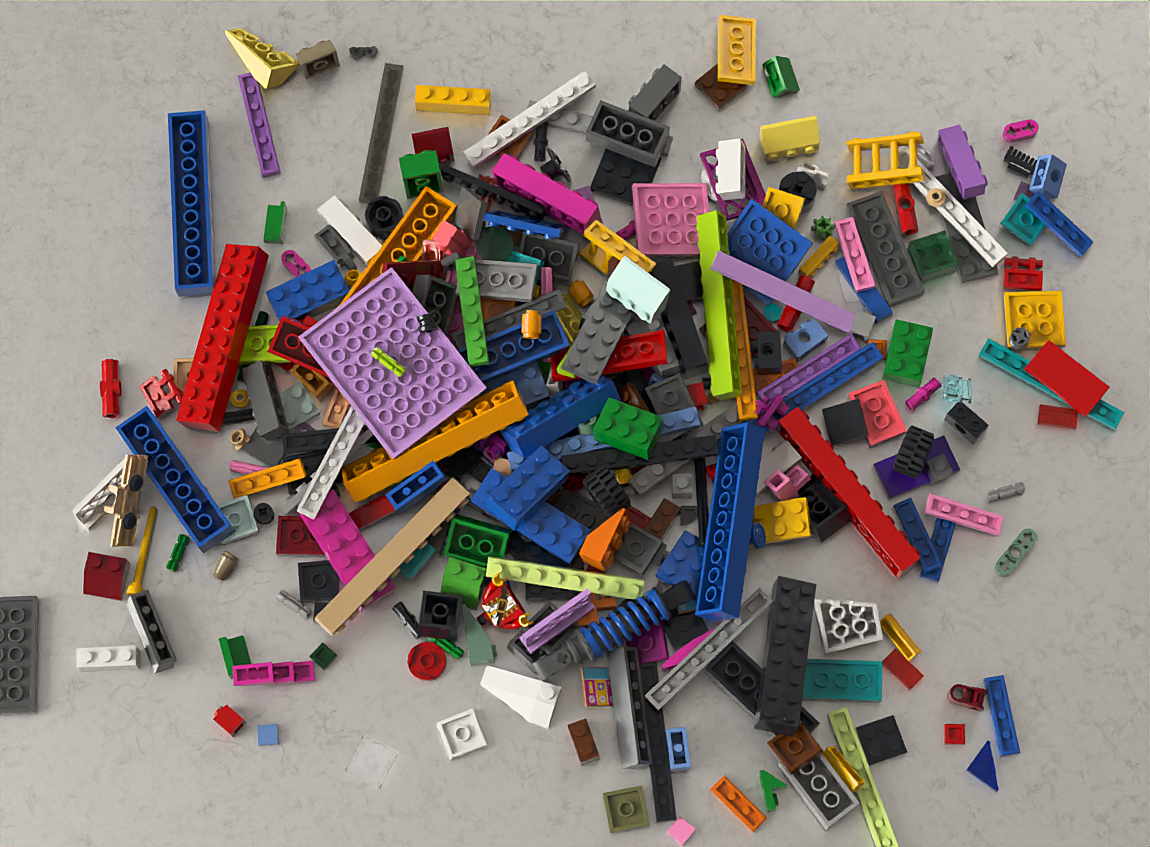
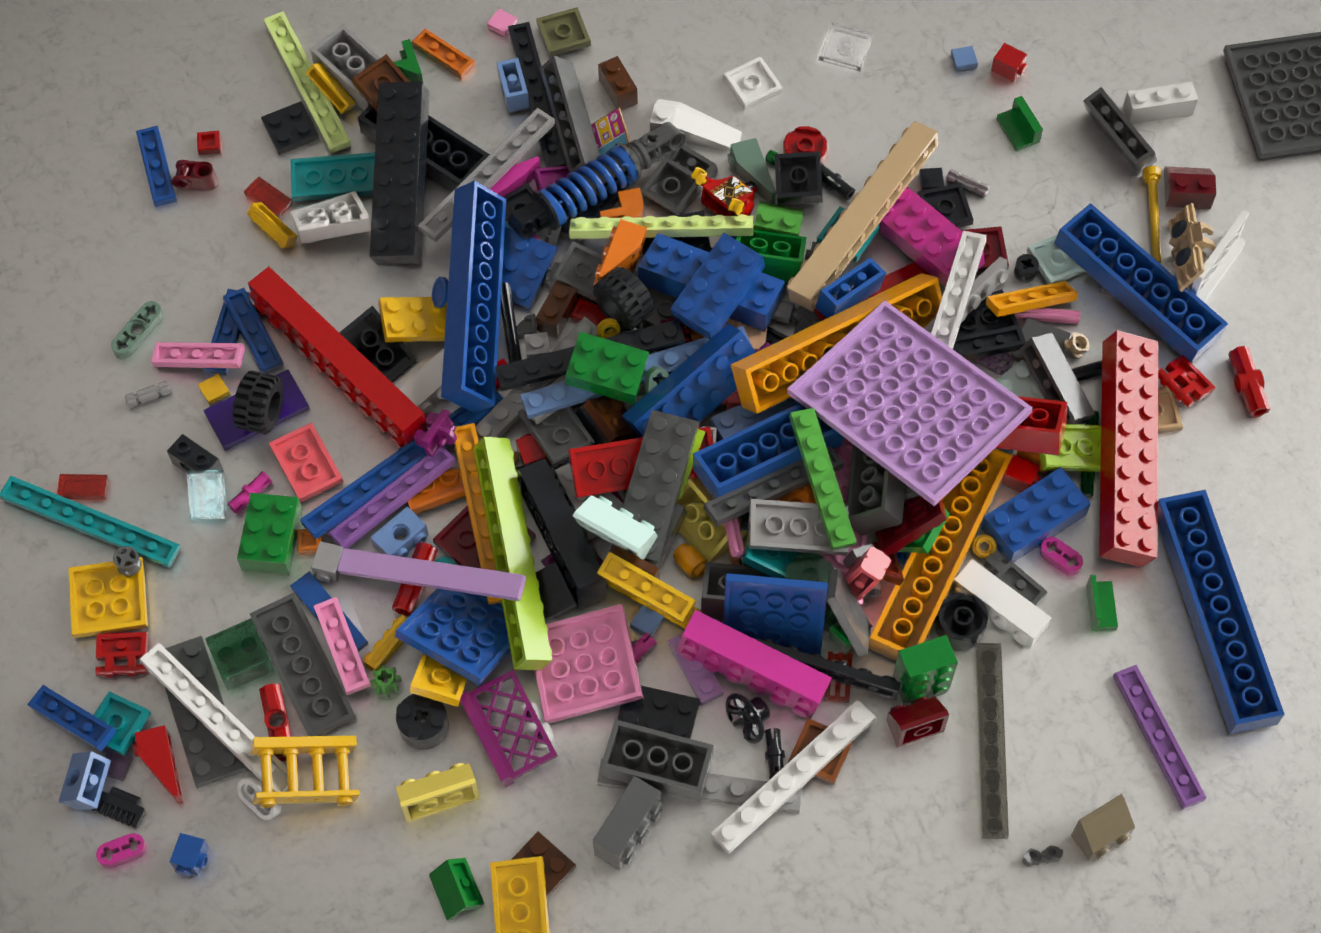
camera: 170 degrees right, 10 degrees down
(177, 552) = (1116, 211): green axle -> none
(225, 564) = (1055, 213): dark tan cone -> none
(240, 404) = (1094, 395): yellow plate -> none
(264, 62) = (1175, 821): light yellow wedge -> none
(273, 673) = (974, 108): dark pink slope -> none
(388, 362) = (913, 392): lime axle -> none
(427, 323) = (874, 436): black wheel -> none
(453, 99) = (904, 794): yellow brick -> none
(531, 324) = (743, 460): light orange brick -> none
(557, 621) = (663, 174): lavender fence -> none
(731, 169) = (512, 726): white brick -> none
(768, 342) = (444, 517): black brick -> none
(787, 485) = (410, 361): bright pink brick -> none
(814, 172) = (406, 754): white plate -> none
(845, 422) = (344, 444): black tile -> none
(936, 202) = (238, 727): tan plate -> none
(937, 468) = (224, 395): dark grey brick -> none
(951, 489) = (214, 389): none -> yellow tile
(961, 161) = (201, 784): medium lavender brick -> none
(970, 118) = (189, 855): none -> blue brick
(984, 768) = (176, 115): clear blue tile -> none
(996, 196) = (157, 754): none -> red slope
(1067, 378) = (68, 523): red tile -> none

